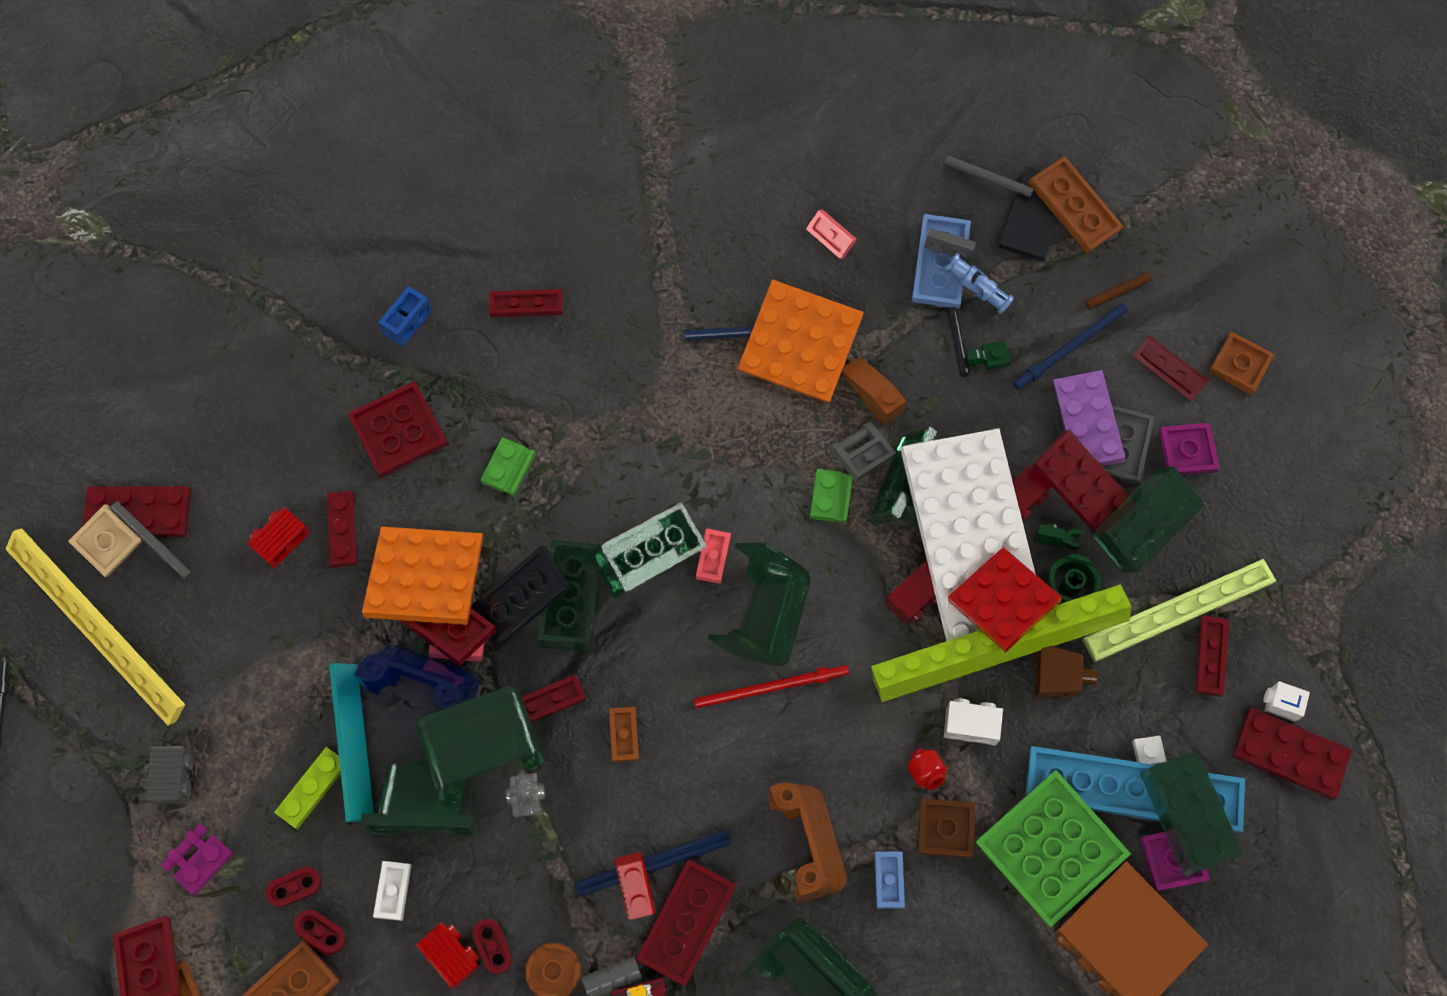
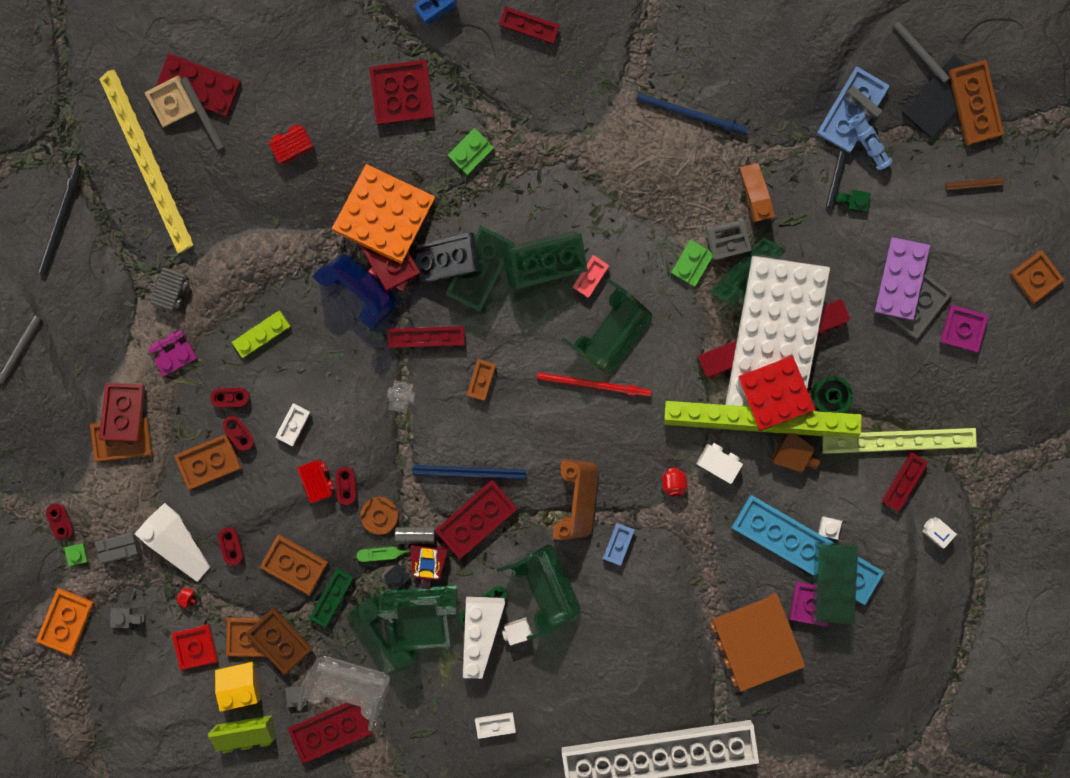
camera: 20 degrees right, 20 degrees up
(342, 529) = (338, 154): dark red plate -> none
(351, 742) = (297, 313): teal tile -> none
(413, 804) = (332, 374): clear green windscreen -> none
(477, 739) = (380, 353): clear green windscreen -> none
(634, 885) = (450, 484): brick -> none
(800, 341) = (719, 136): orange plate -> none
(831, 234) = (779, 55): coral plate -> none
(946, 828) = (670, 525): reddish brown plate -> none
(1036, 371) = (881, 225): dark blue bar -> none
(1052, 848) = (733, 566): bright green plate -> none
(1054, 536) = (835, 354): dark green plate -> none
(1080, 480) = (874, 327): dark red plate -> none
(1148, 519) = (907, 371): clear green brick -> none
(1170, 368) = (981, 262): dark red plate -> none
(1292, 753) = (925, 566): dark red plate -> none

